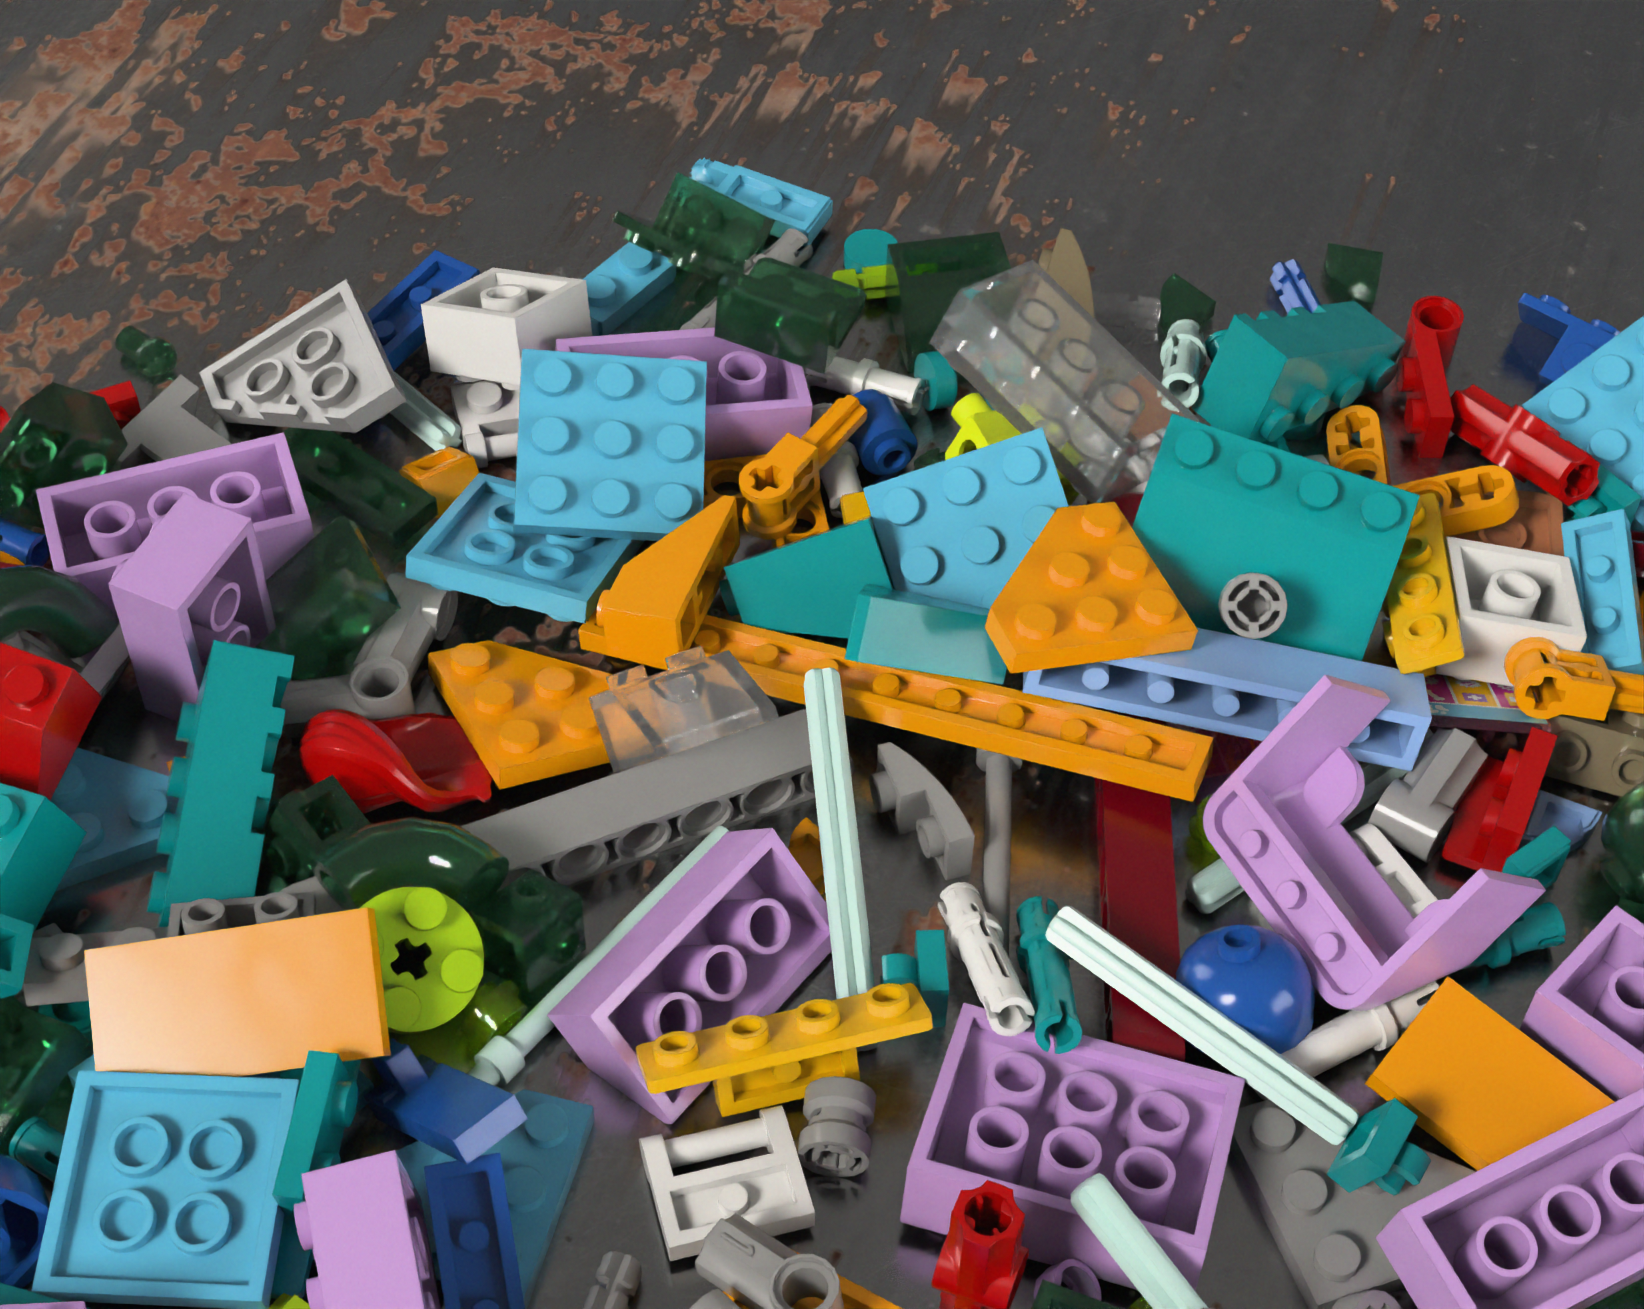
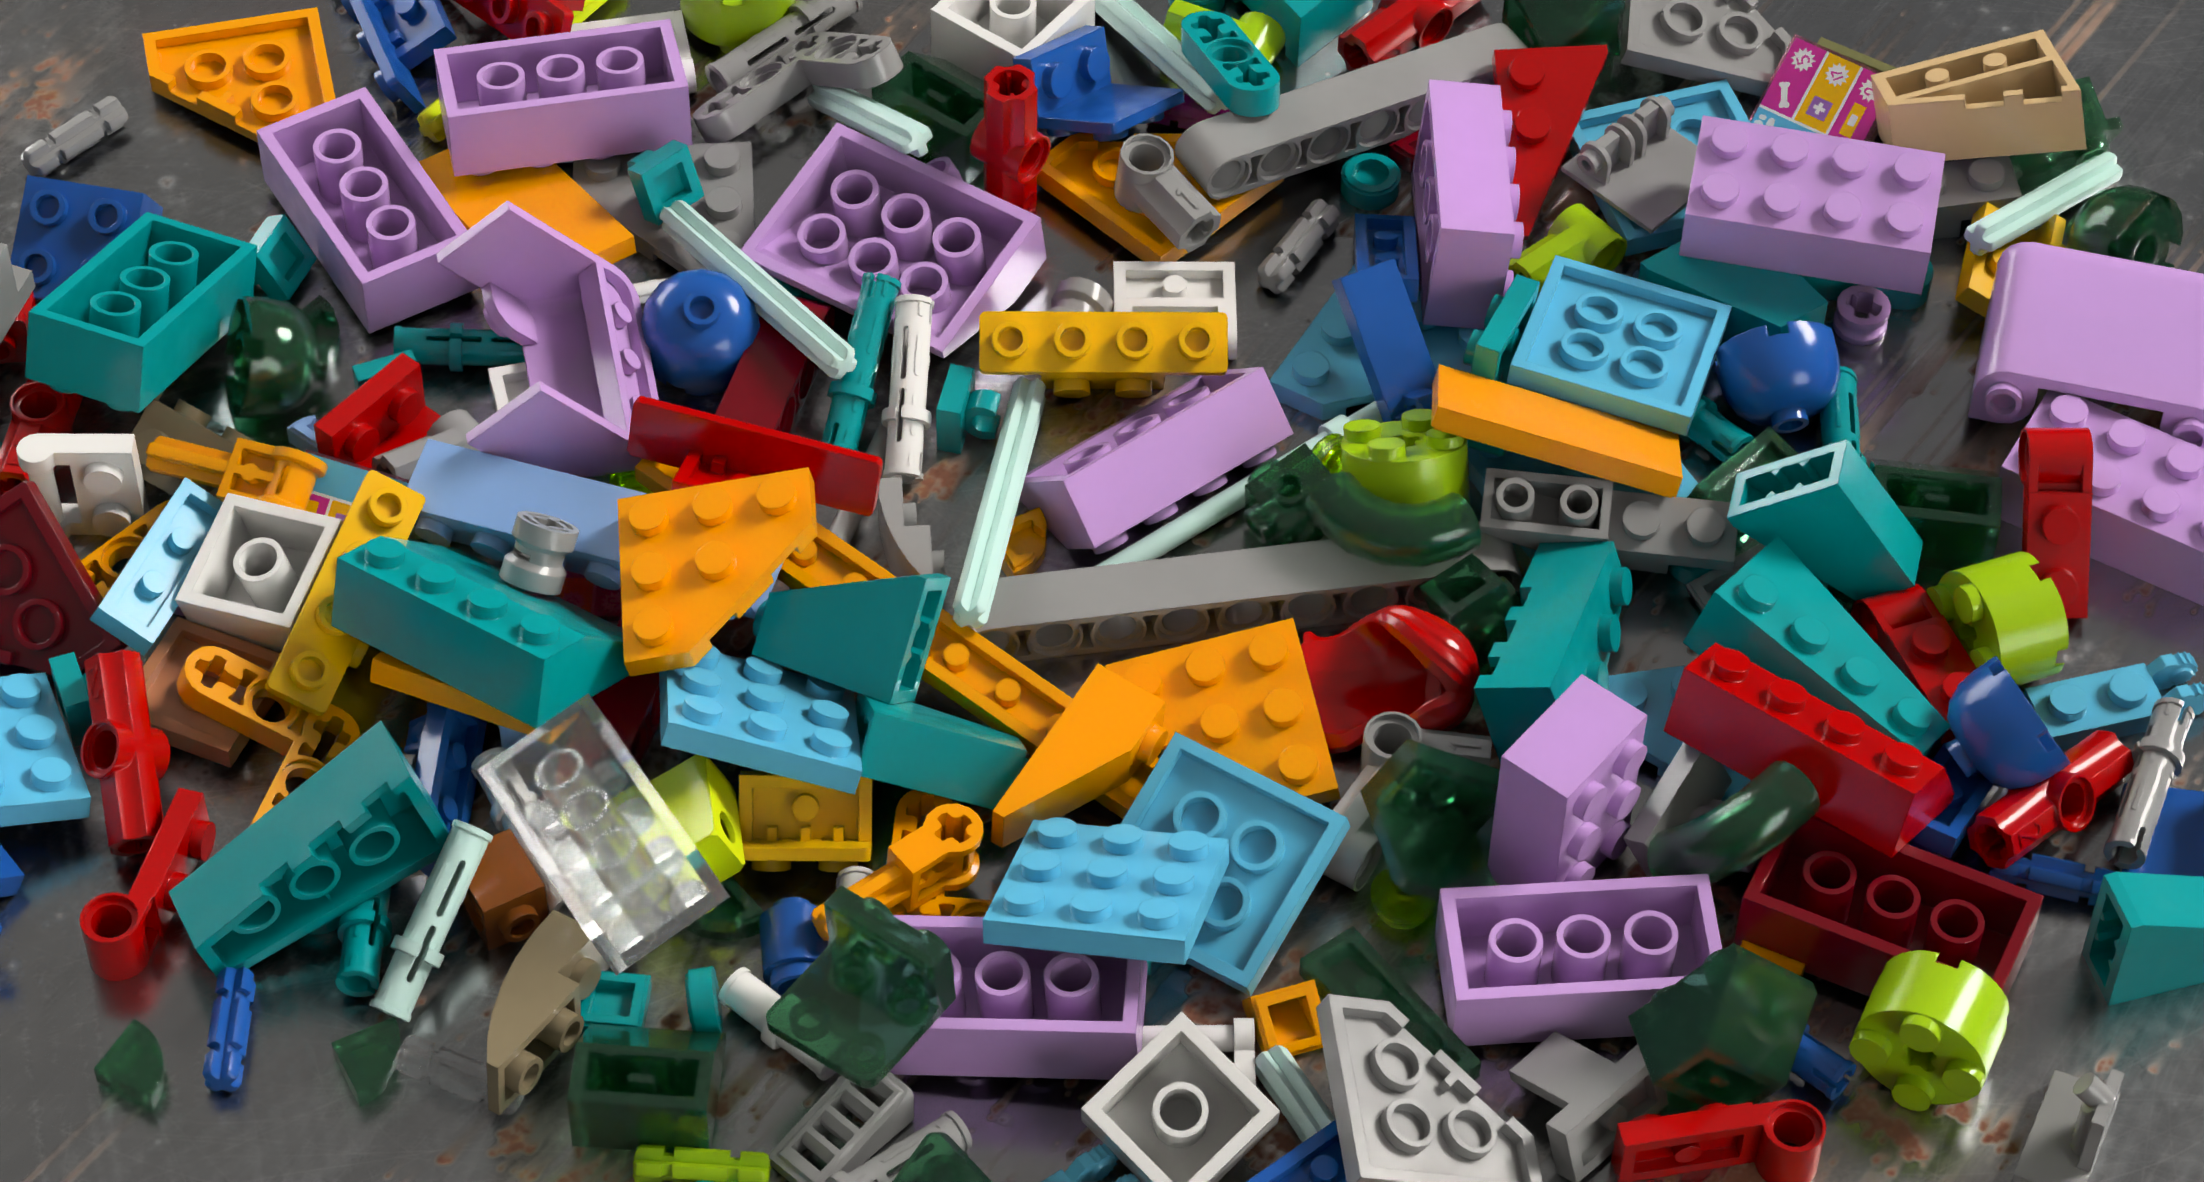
camera: 165 degrees left, 0 degrees up
(677, 708) = (1112, 601): clear slope -> none
(1091, 716) = (724, 449): none -> red bracket

